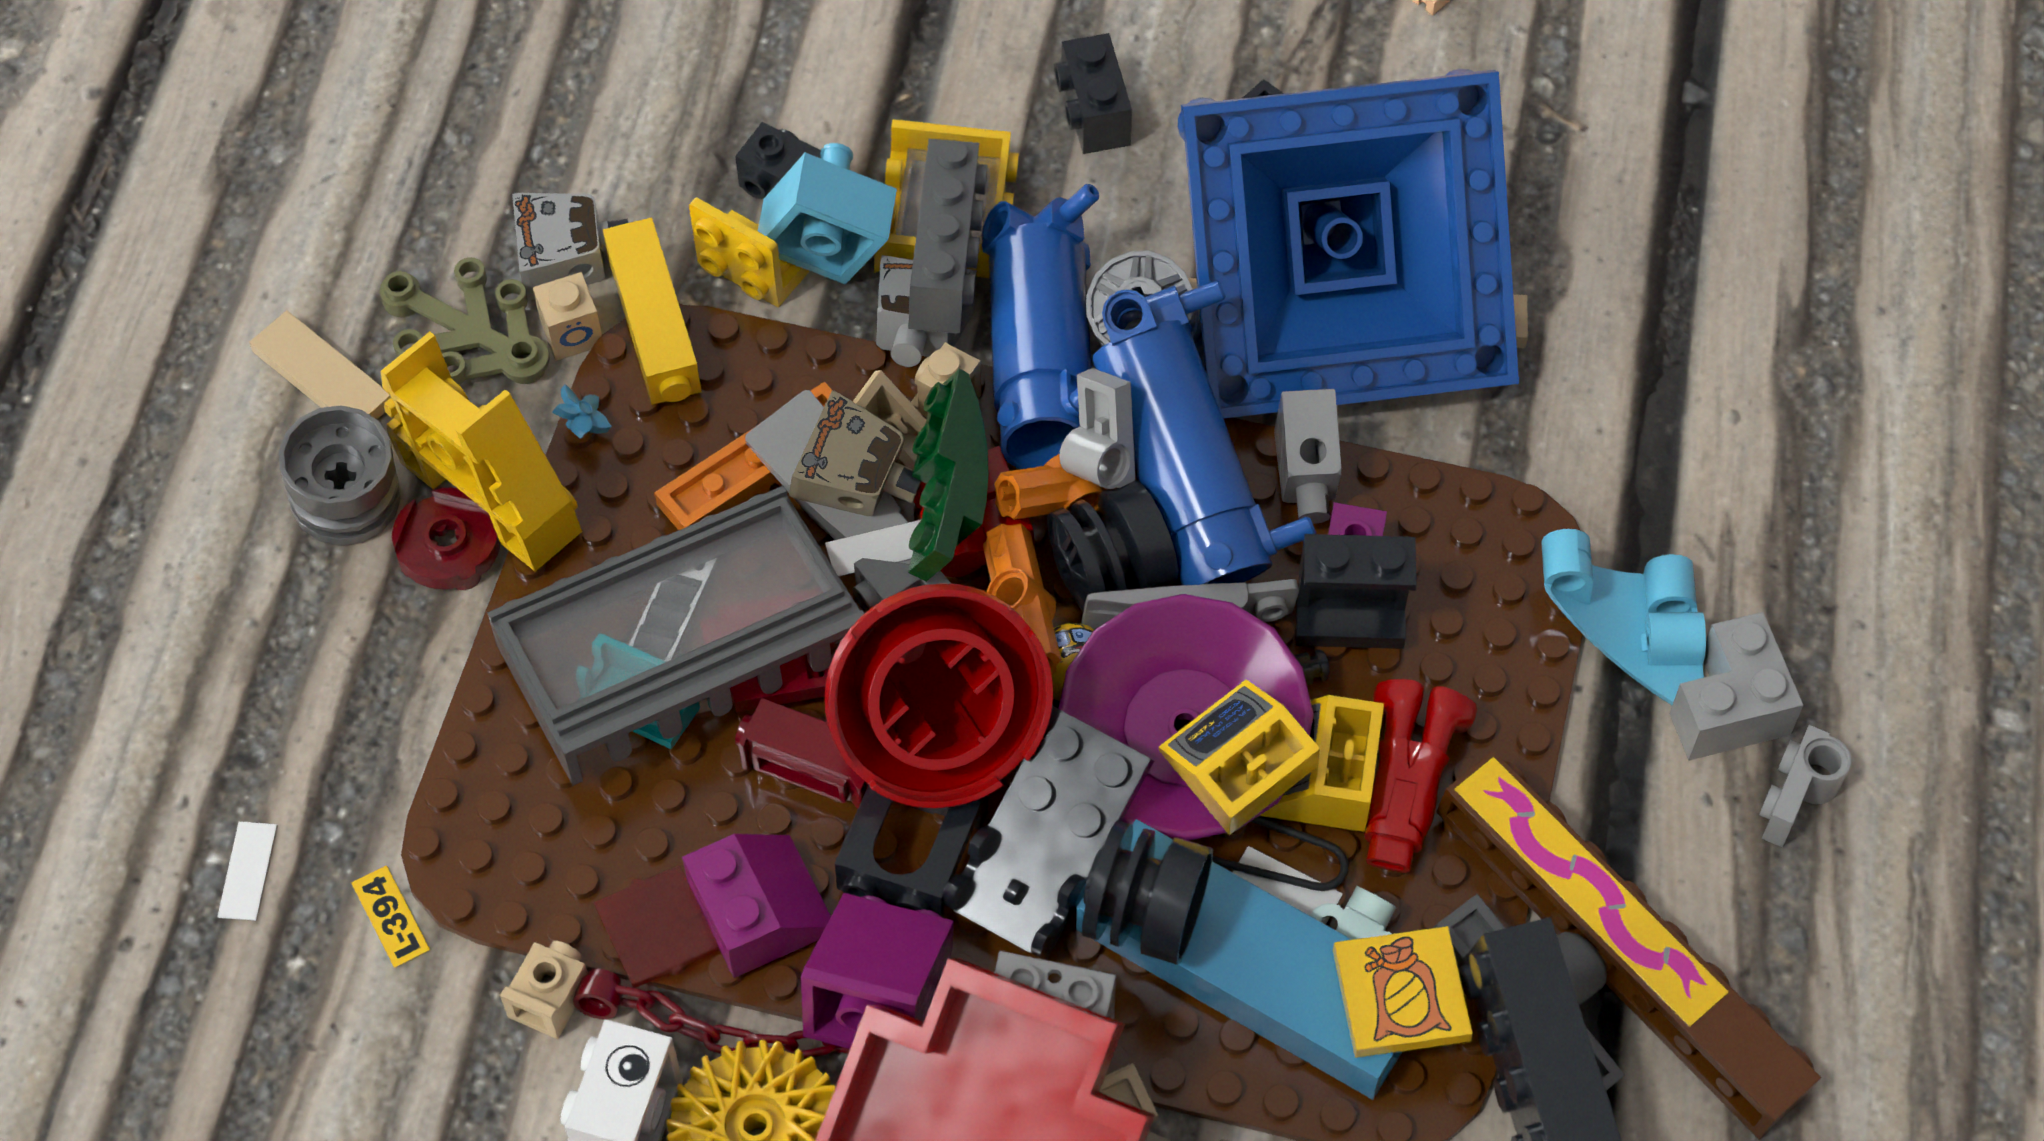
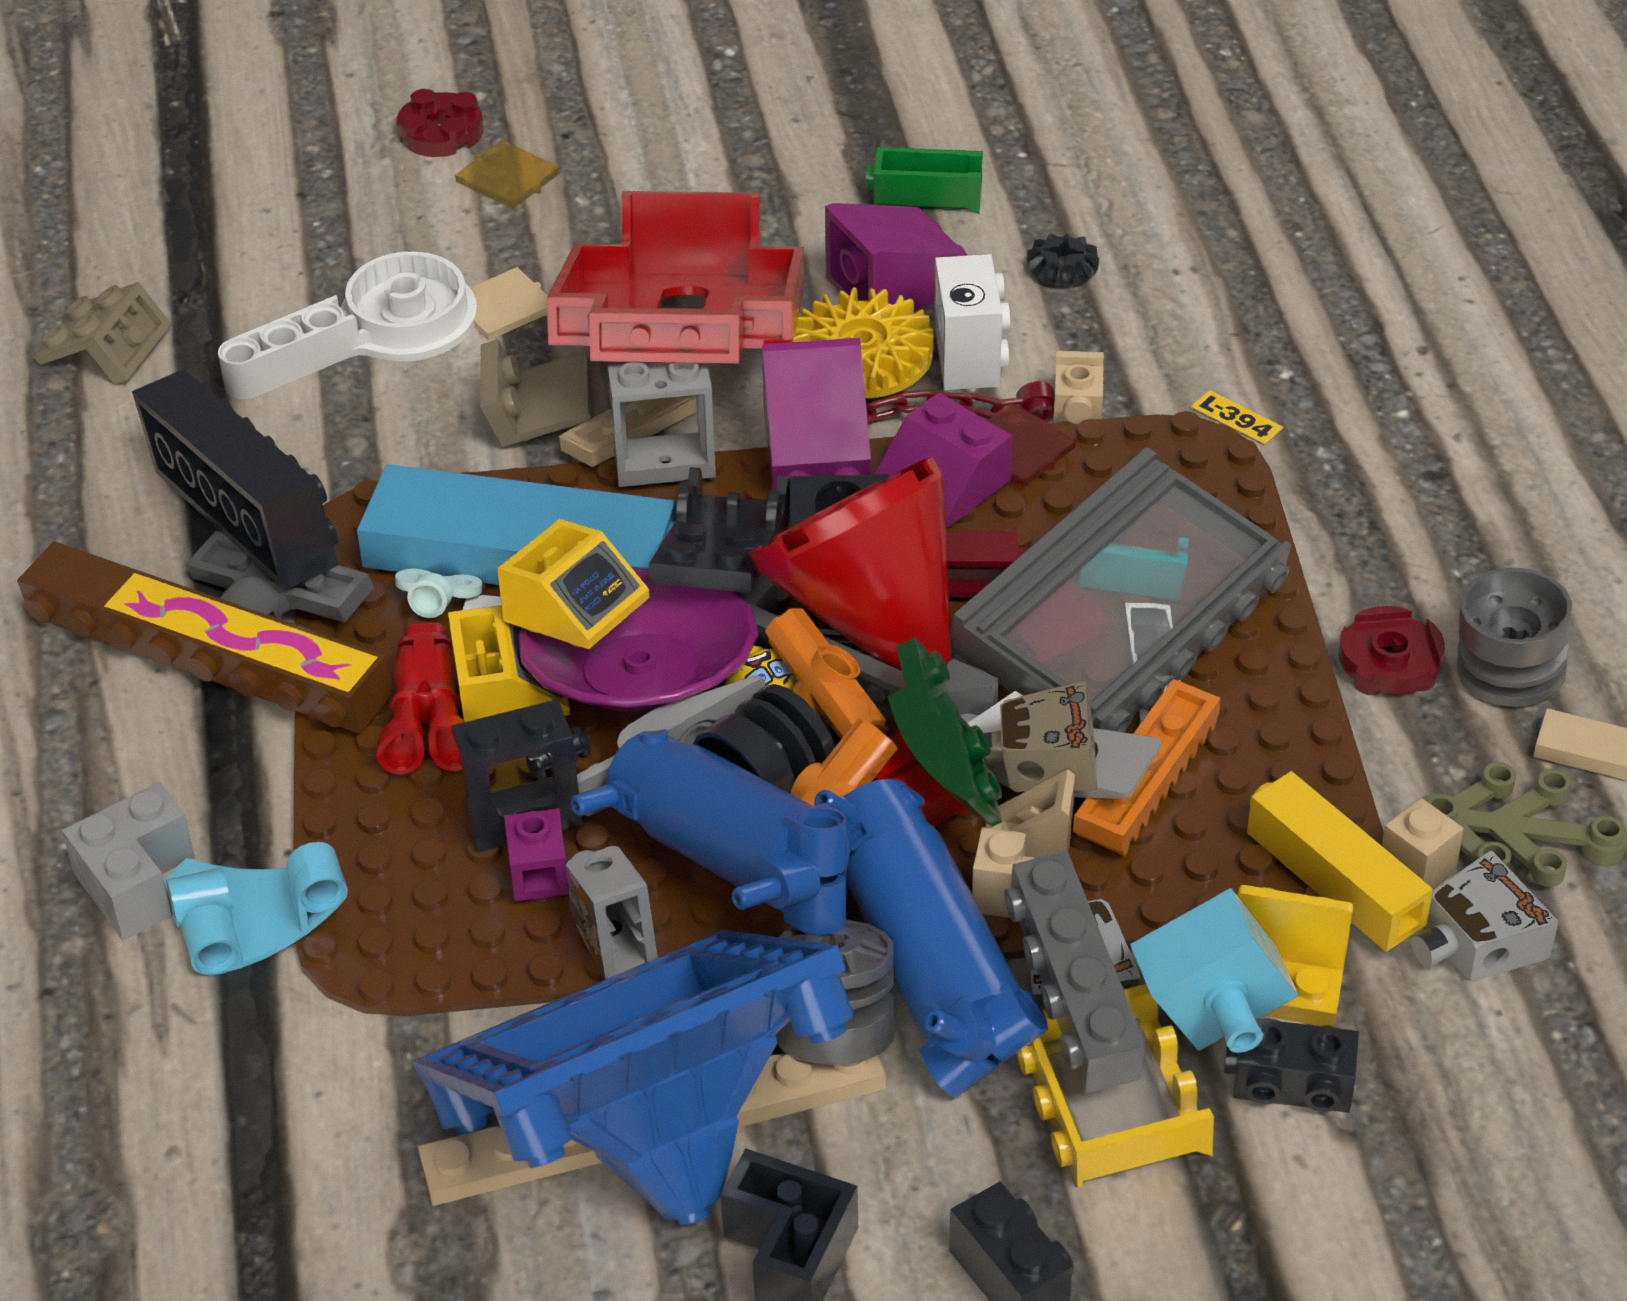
camera: 160 degrees right, 15 degrees down
(247, 871) = (1370, 412): white sticker -> none
(479, 451) = (1408, 626): yellow wedge -> none
(581, 414) = (1342, 758): dark azure plant -> none
(1104, 442) = (803, 766): light grey plate -> none
(1146, 892) = (611, 470): black wheel -> none
(1402, 992) = (383, 508): yellow tile -> none
(1803, 782) = (44, 812): light grey plate -> none

